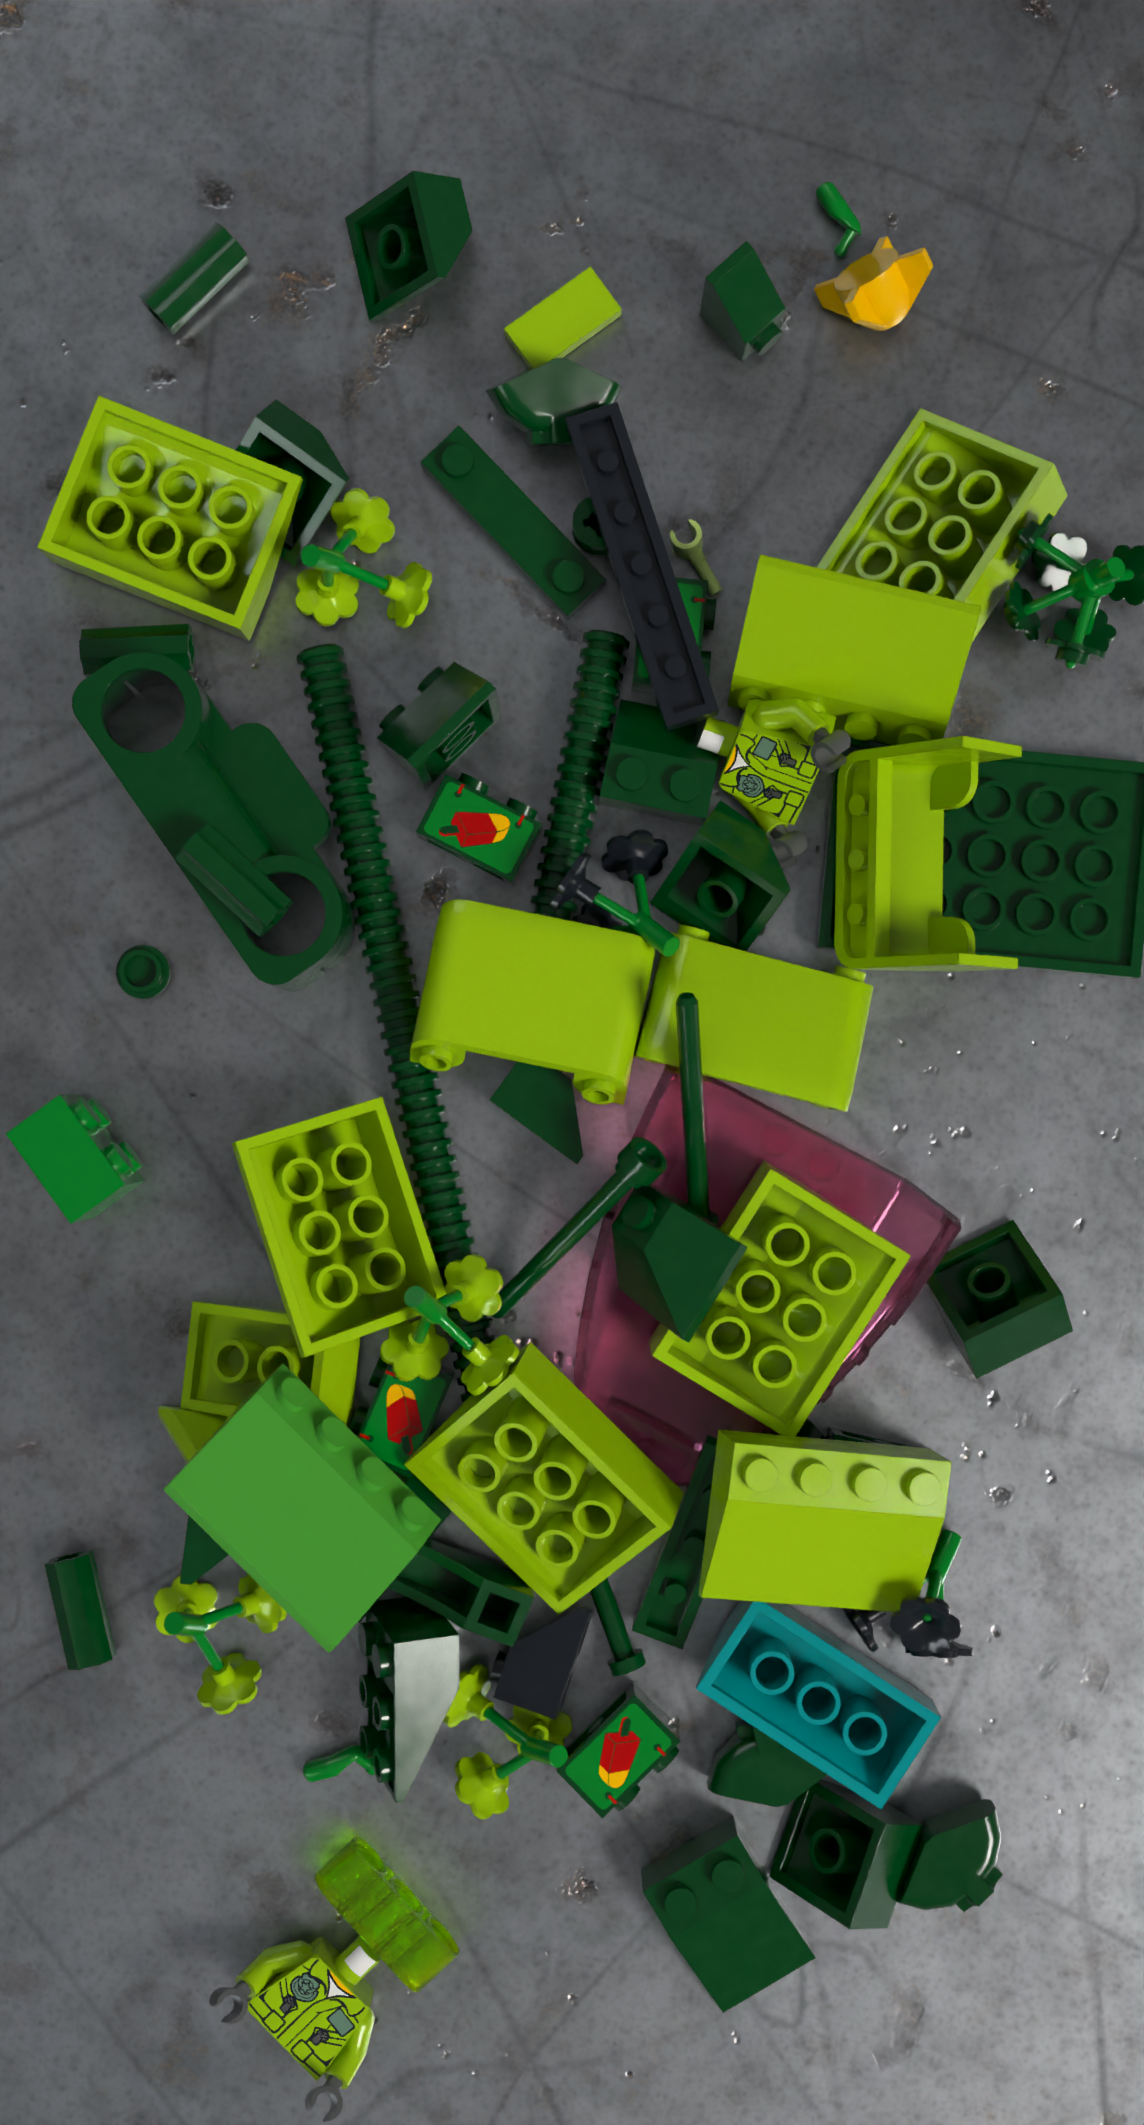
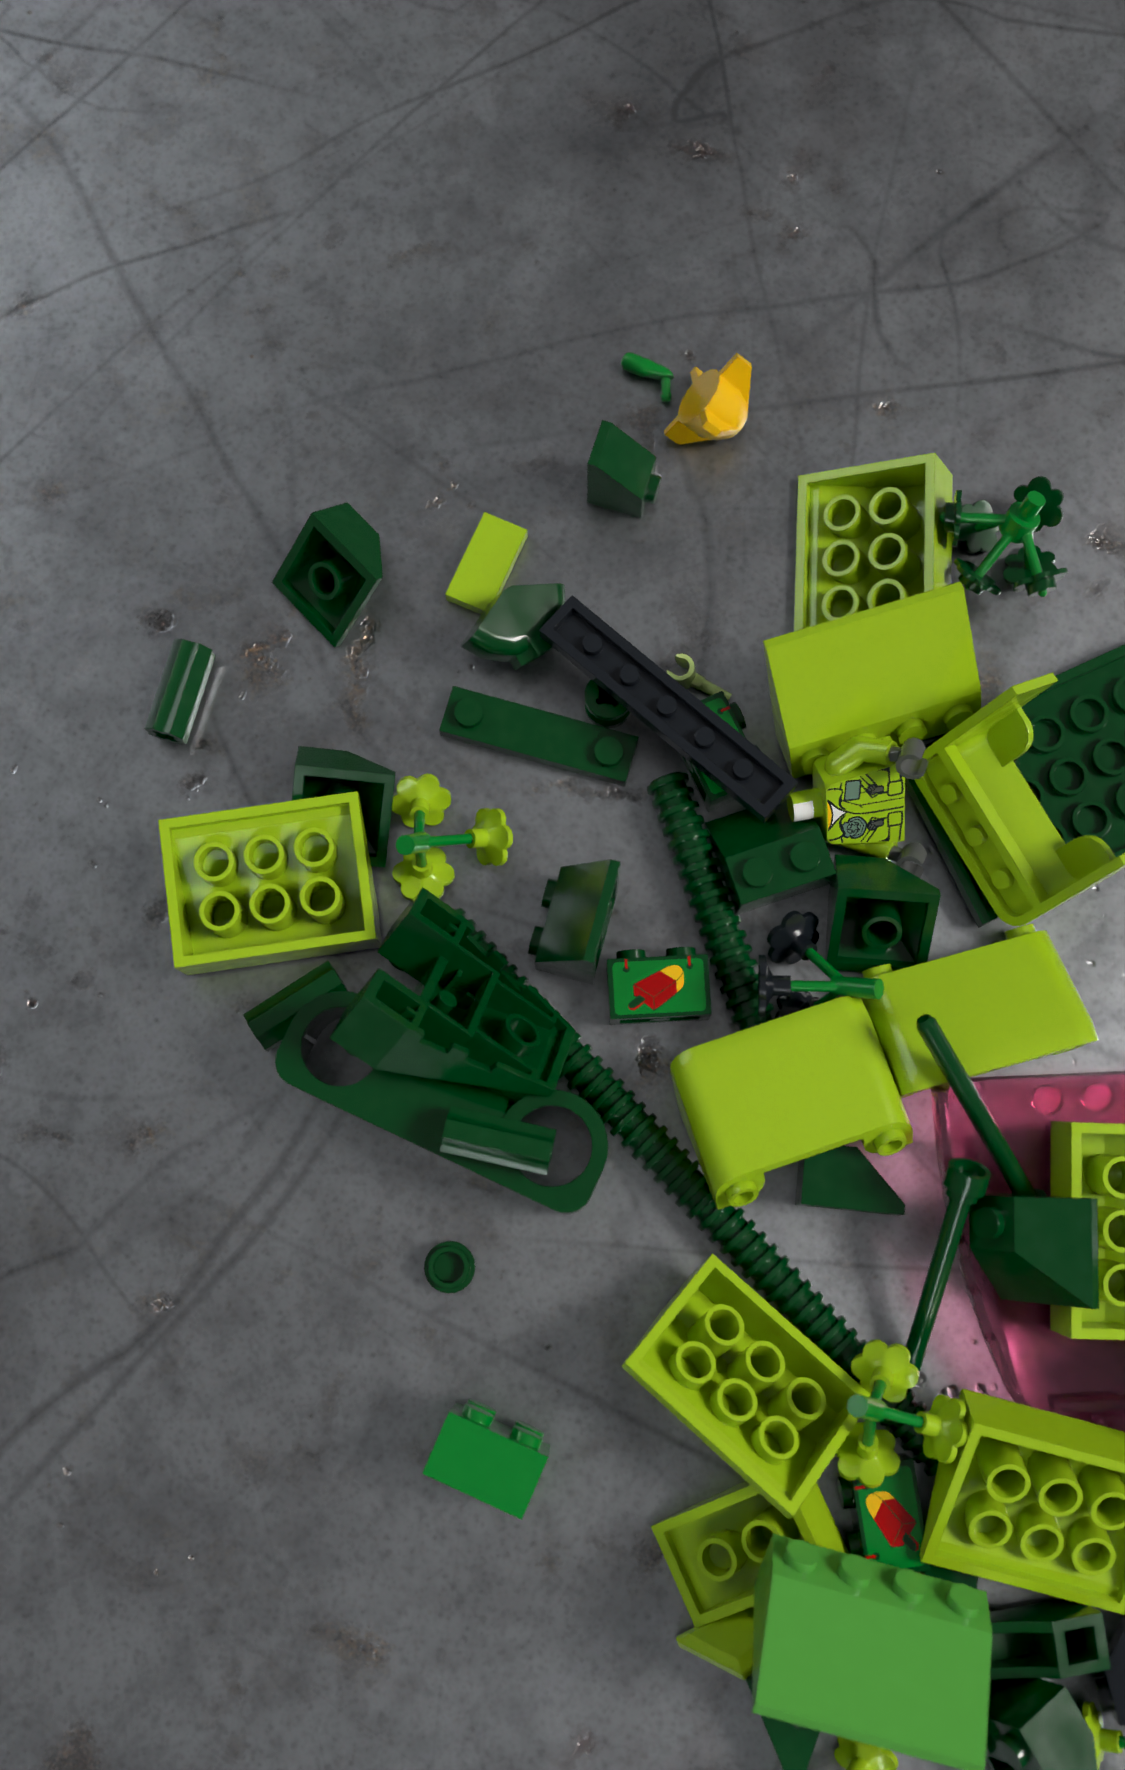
camera: 30 degrees left, 10 degrees down
(275, 754) = (464, 1016): none -> dark green wedge

